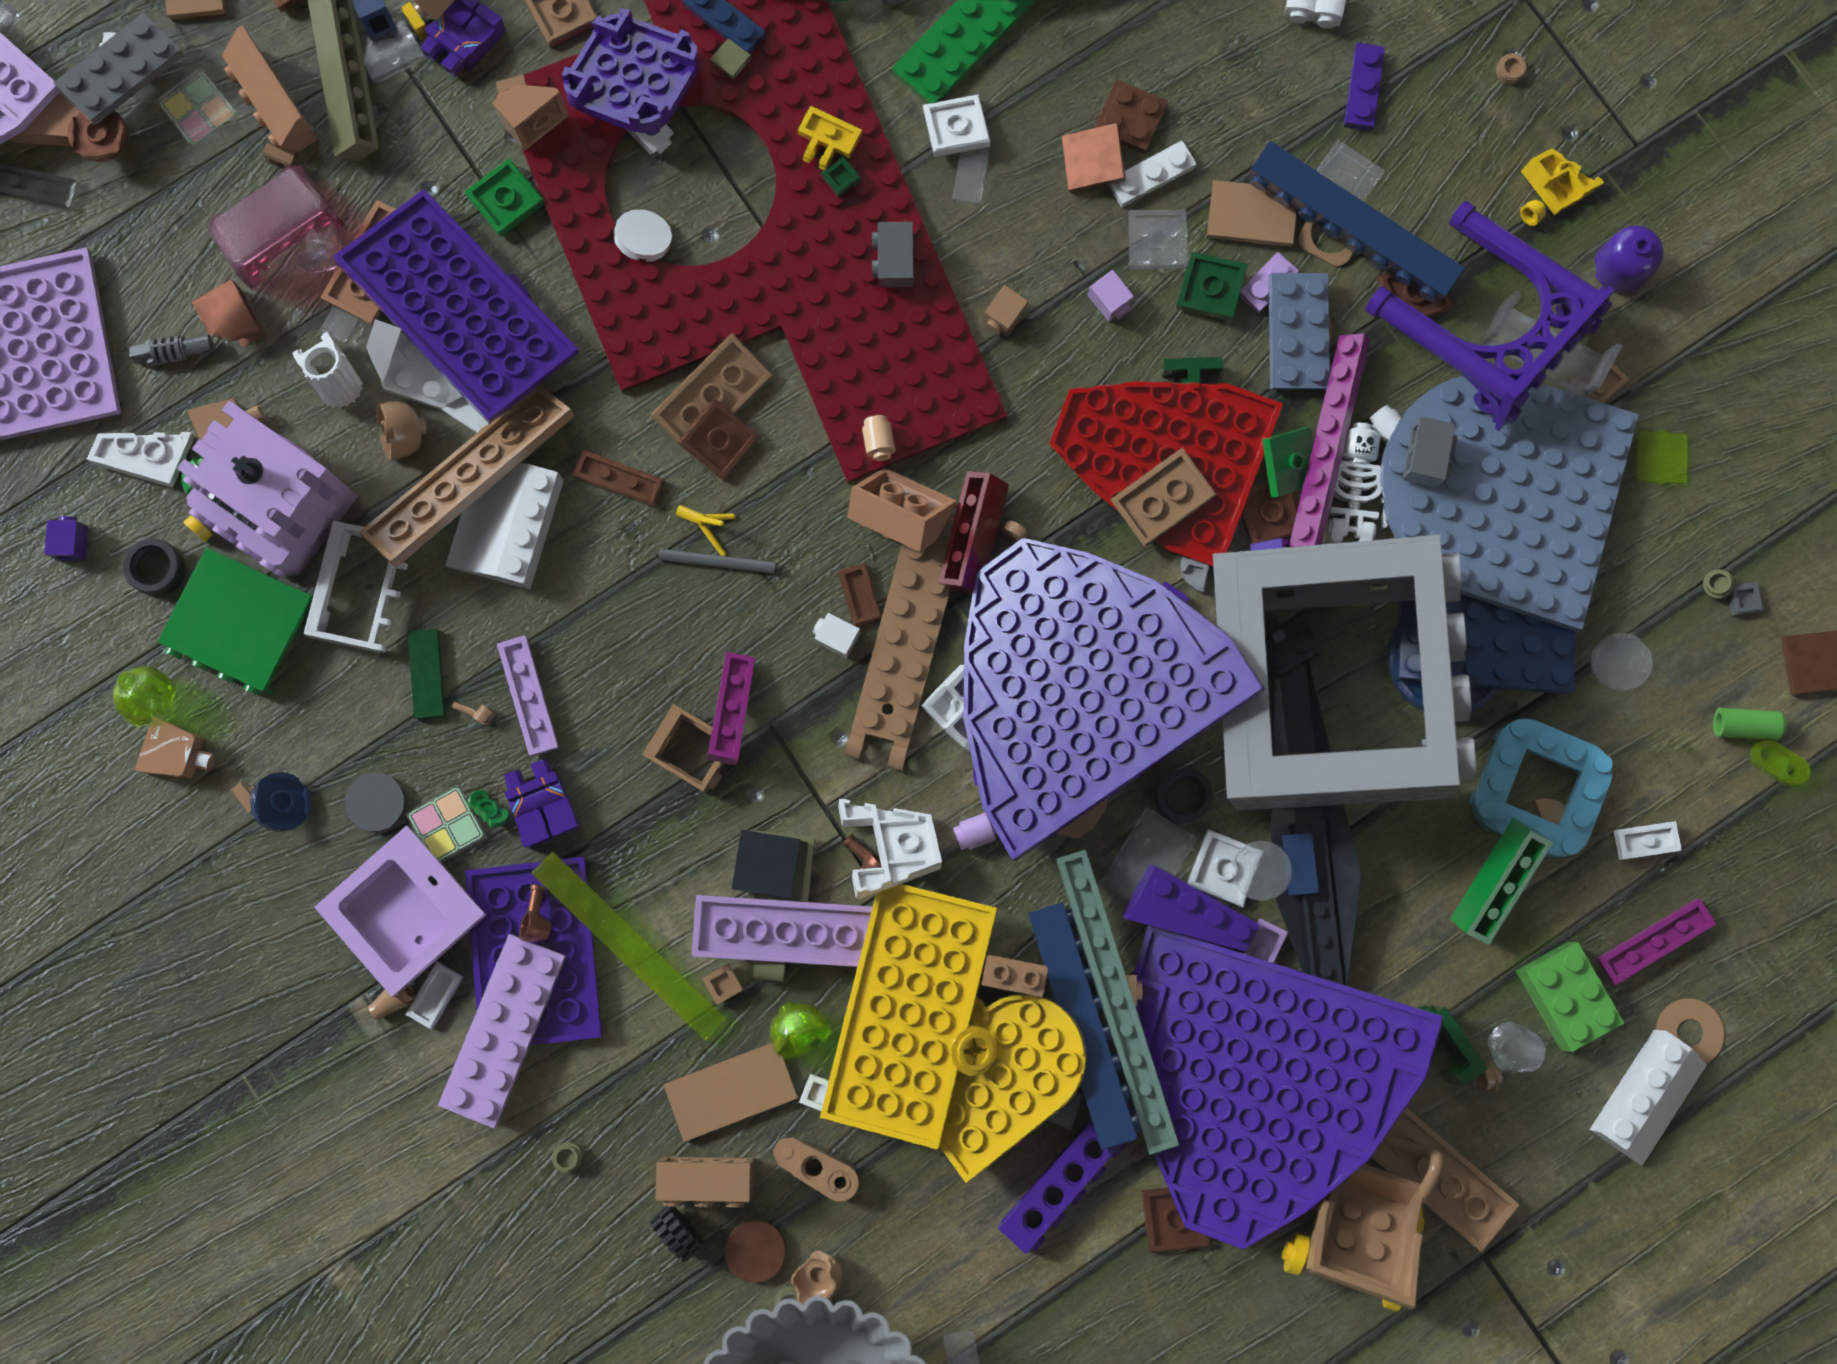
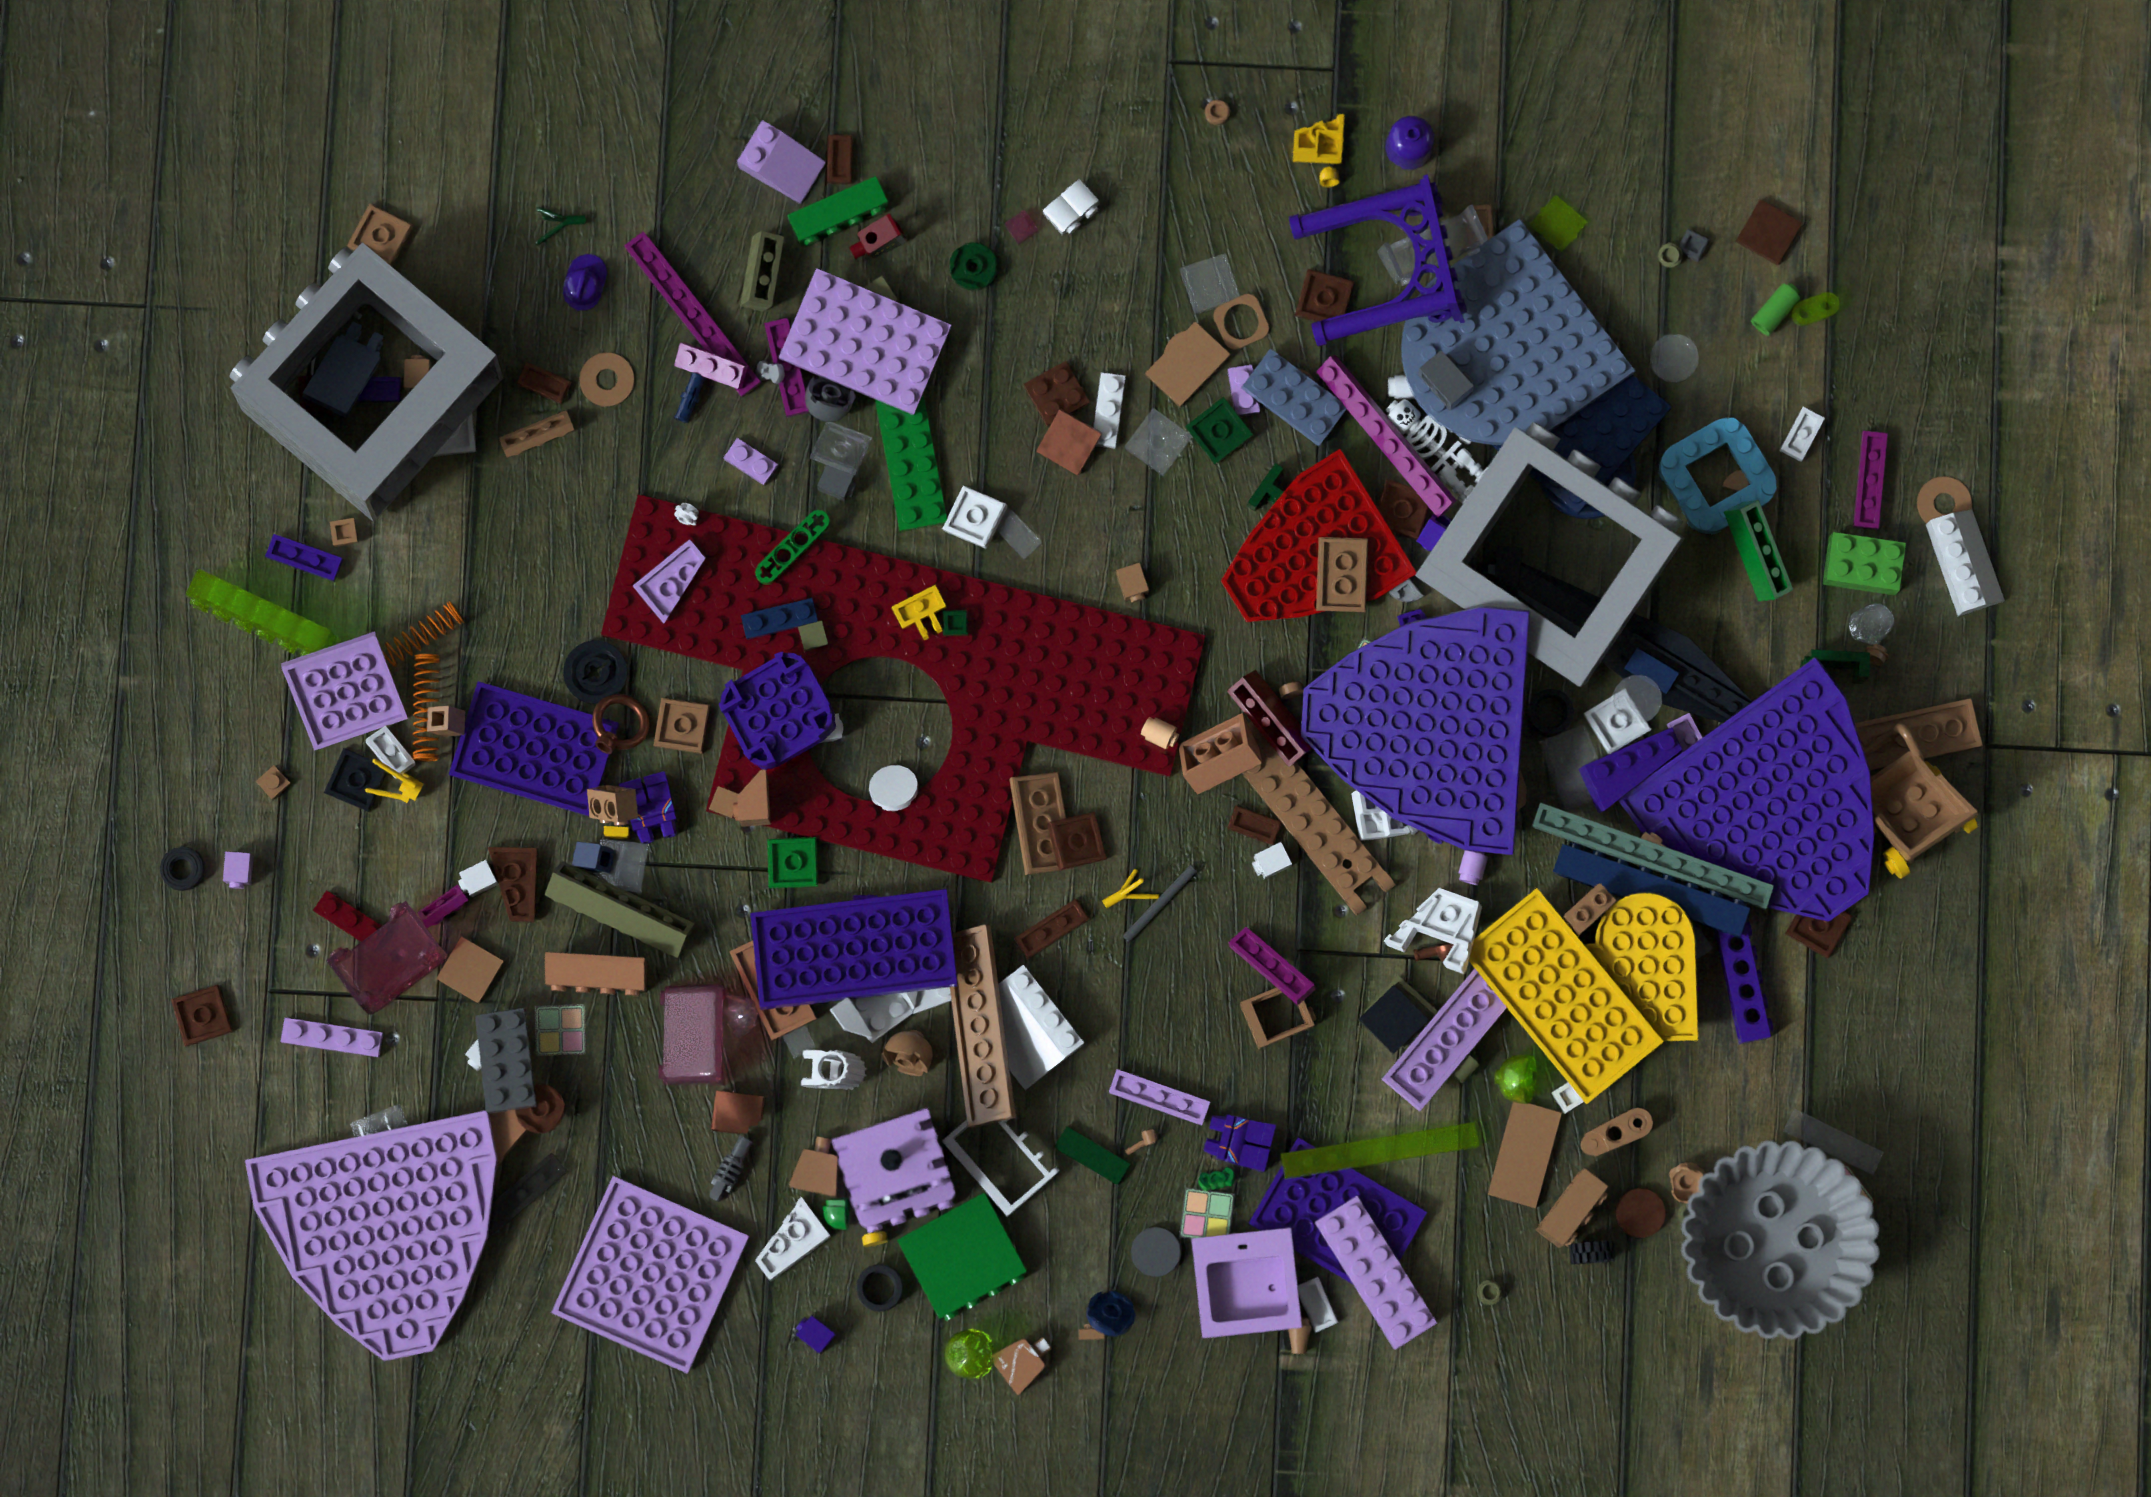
camera: 55 degrees left, 0 degrees up
(275, 156) = (641, 1000): medium nougat tile -> none
(533, 925) = (1320, 1202): copper bar -> none
(722, 984) = (1450, 1107): medium nougat plate -> none
(895, 254) = (1040, 628): dark grey brick -> none
(982, 1059) = (1627, 971): yellow gear -> none
(1111, 296) = (1176, 503): lavender brick -> none
(1287, 460) = (1379, 473): green plate -> none
(1354, 223) = (1249, 304): dark blue brick -> none
(1364, 86) = (1155, 220): dark purple plate -> none

